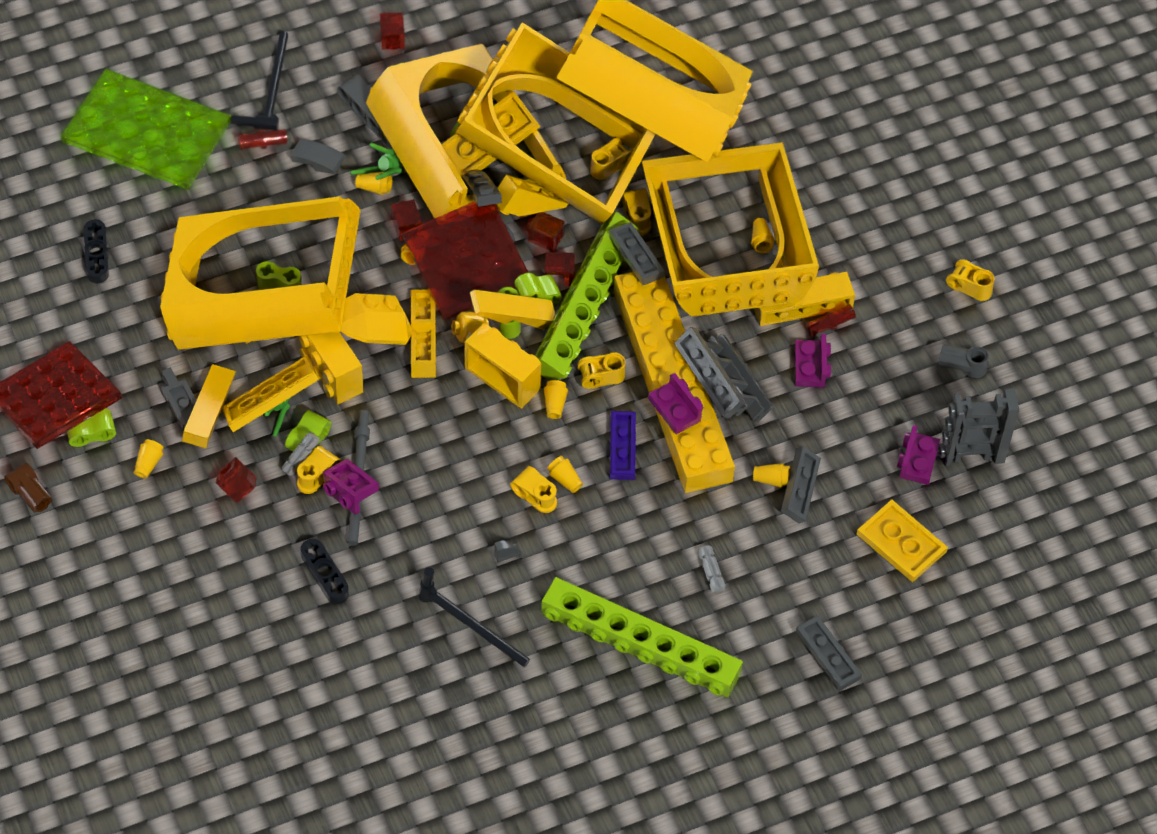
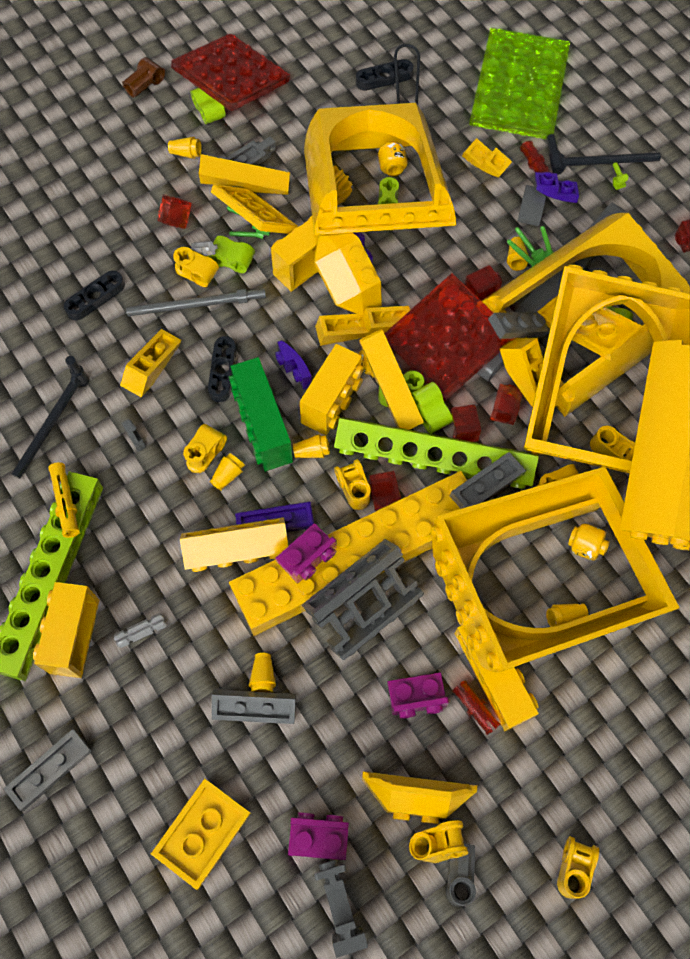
camera: 80 degrees right, 10 degrees up
(113, 238) = (417, 74): none -> black piece
(224, 263) = (392, 158): none -> yellow head
(245, 182) = (483, 158): none -> yellow slope
(304, 128) = (548, 184): none -> dark purple slope
(305, 73) = (620, 179): none -> lime hand
(349, 485) = (177, 291): magenta bracket -> none
(429, 524) = (149, 362): none -> yellow slope
(451, 400) = (293, 363): none -> dark purple slope
(451, 473) = (218, 359): none -> black beam
(516, 428) = (260, 414): none -> green brick
(577, 601) = (69, 524): none -> yellow pin
(615, 342) = (384, 489): none -> clear red panel
(645, 474) = (233, 543): none -> yellow brick
(698, 201) = (588, 541): none -> yellow head
(707, 615) = (66, 630): none -> yellow piece
(898, 377) = (417, 796): none -> yellow wedge
(939, 361) = (444, 843): none -> yellow piece

